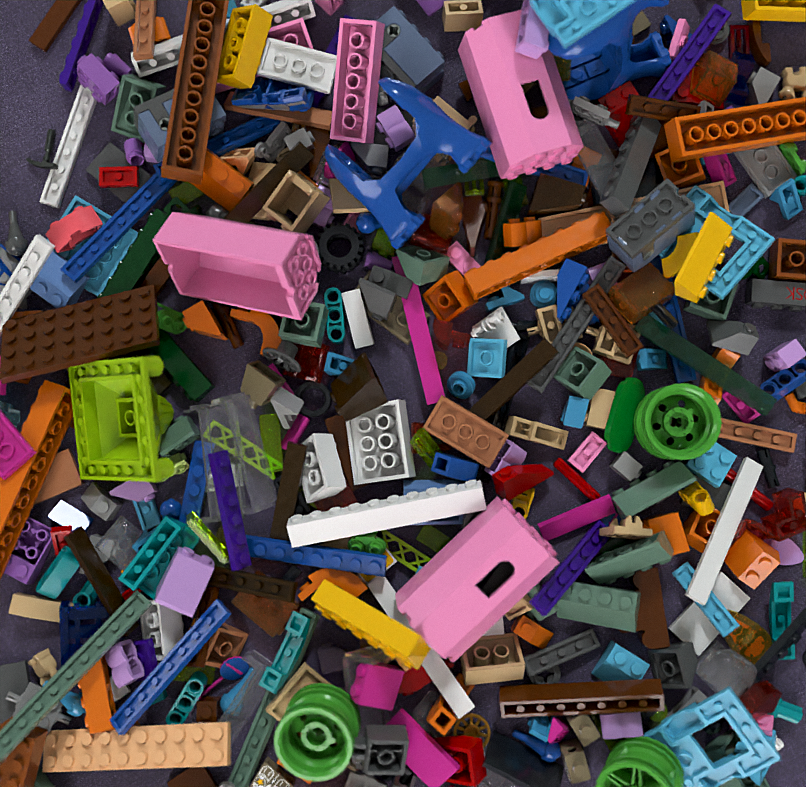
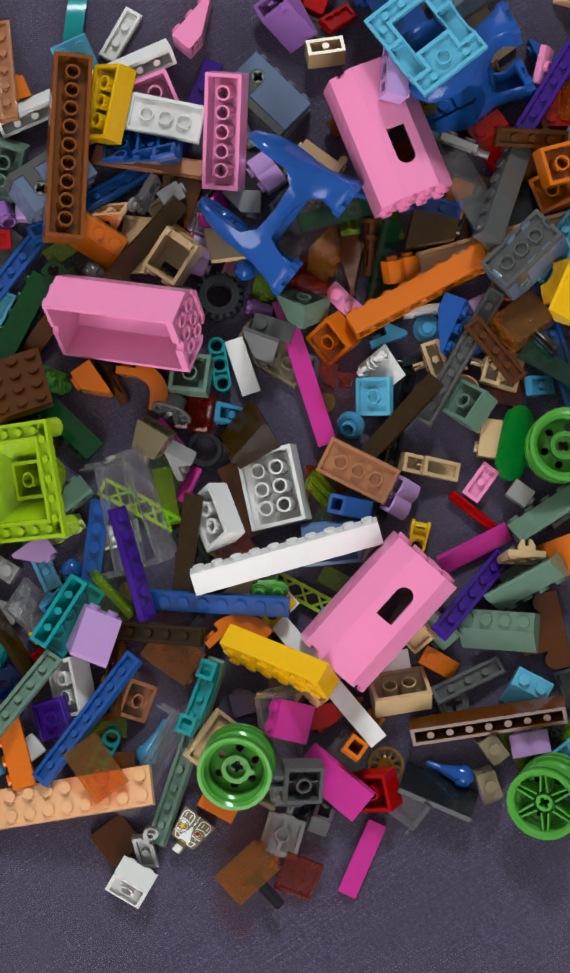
camera: 10 degrees left, 0 degrees up
(124, 663) = (40, 721): lavender brick -> none
(172, 722) = (95, 768): none -> clear orange tile
(230, 669) = (144, 722): blue piece -> none
(519, 478) = (412, 513): red slope -> none
(540, 726) = (453, 751): dark azure slope -> none
(558, 730) = (469, 754): dark pink slope -> none
(574, 412) = (464, 443): dark azure slope -> none

